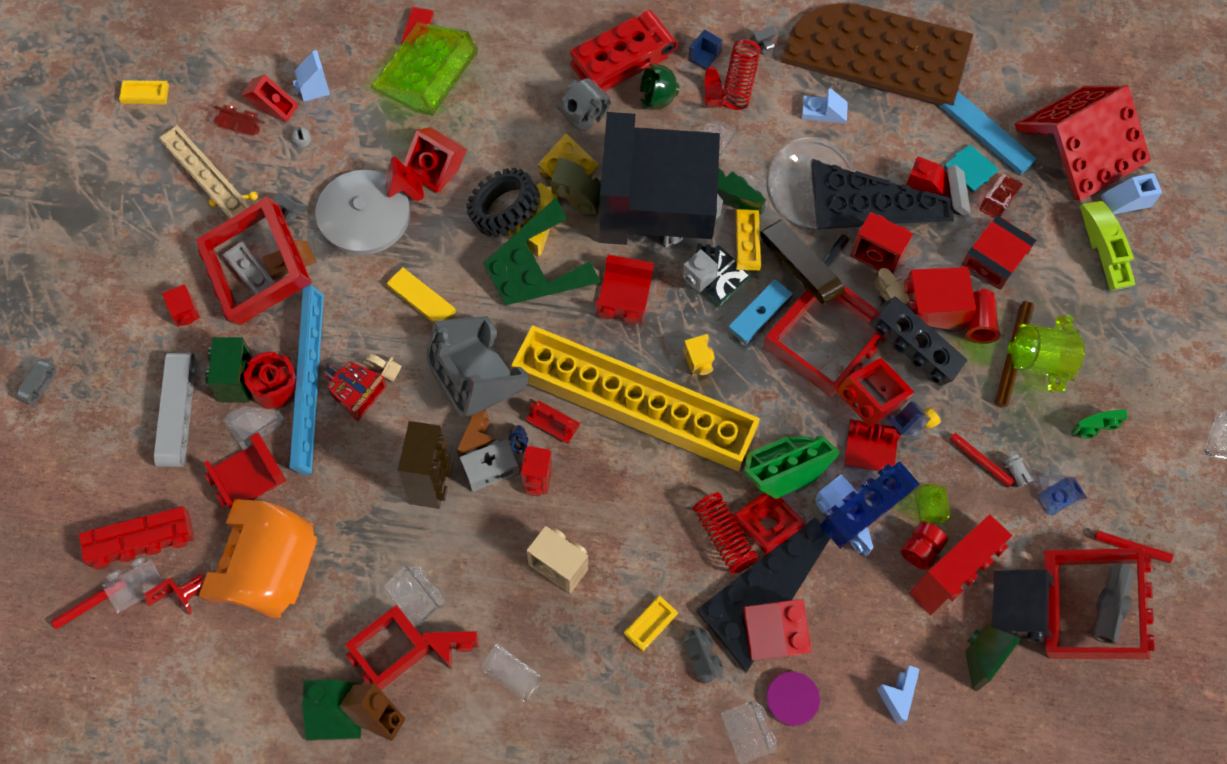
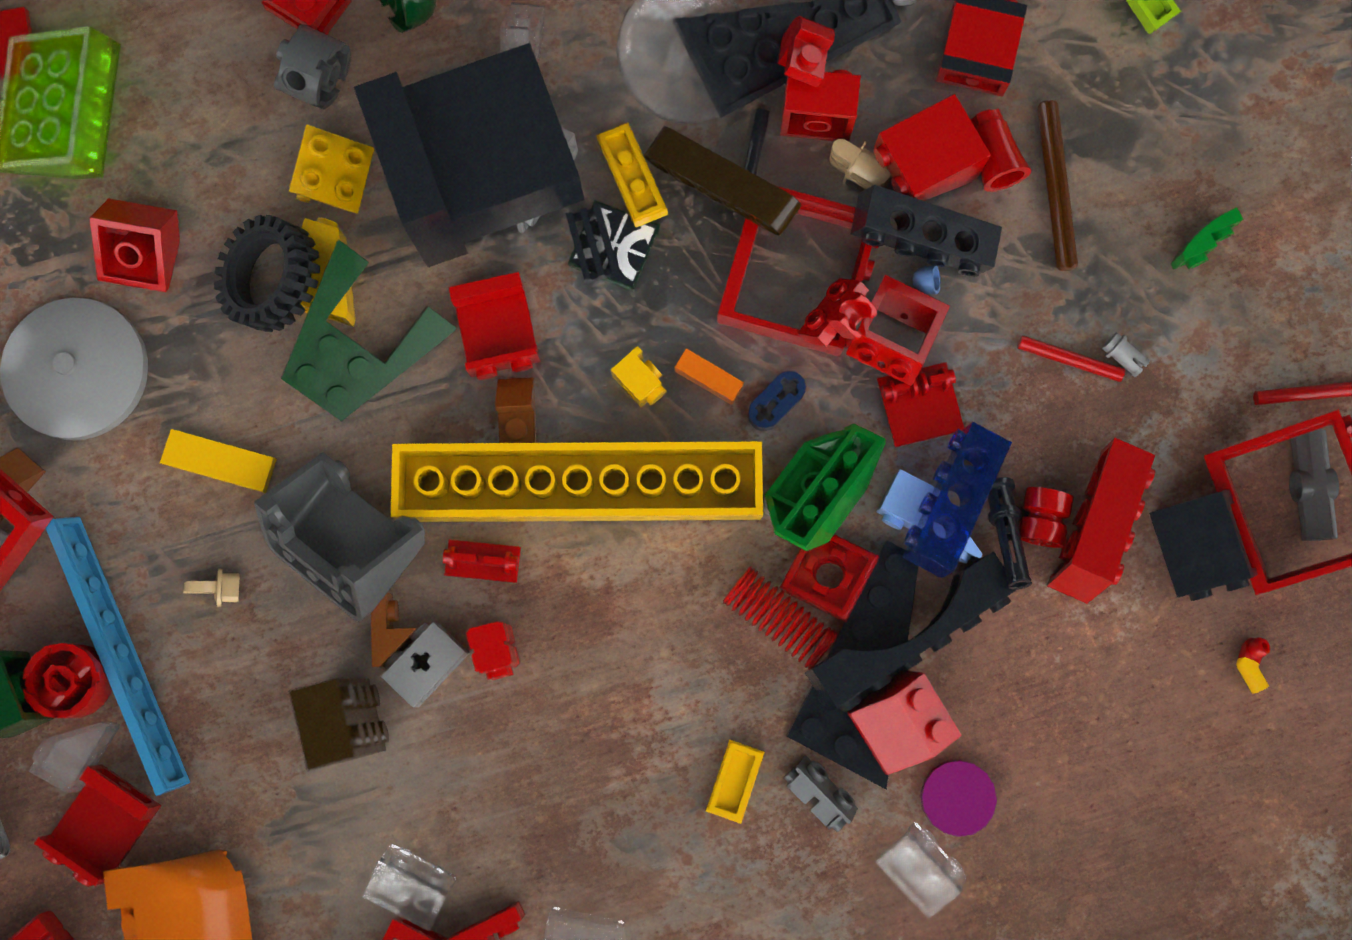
camera: 20 degrees left, 15 degrees up
(354, 387) = (188, 638): red torso -> none
(400, 179) = (109, 299): red slope -> none
(515, 434) = (448, 615): dark blue pin -> none
(558, 559) = (577, 759): tan brick -> none
(576, 186) = (354, 202): olive brick -> none
(616, 340) = (516, 410): none -> dark orange slope
(700, 271) = (588, 259): light grey brick -> none
(738, 194) = (586, 110): dark green slope -> none
(743, 373) = (709, 376): none -> orange piece
(756, 581) = (851, 672): none -> black arch
(768, 303) = (699, 257): dark azure tile -> none
(777, 401) = (782, 406): none -> dark blue beam
(842, 363) = (838, 313): none -> red plate
(885, 206) = (805, 50): none -> red brick
(891, 565) = (1008, 515): none -> black pin
(899, 700) = (1098, 739): light blue slope -> none
(908, 373) = (927, 279): none -> medium blue hinge
(909, 420) = (957, 348): dark blue panel -> none
(932, 503) = (1033, 452): clear neon green brick -> none
(934, 421) = (982, 329): yellow hinge -> none
(987, 654) = (1186, 633): dark green slope -> none
(1026, 697) = (1249, 660): none -> arm
(1049, 351) = (1107, 168): clear neon green container -> none
(1062, 495) = (1195, 363): clear blue bracket -> none

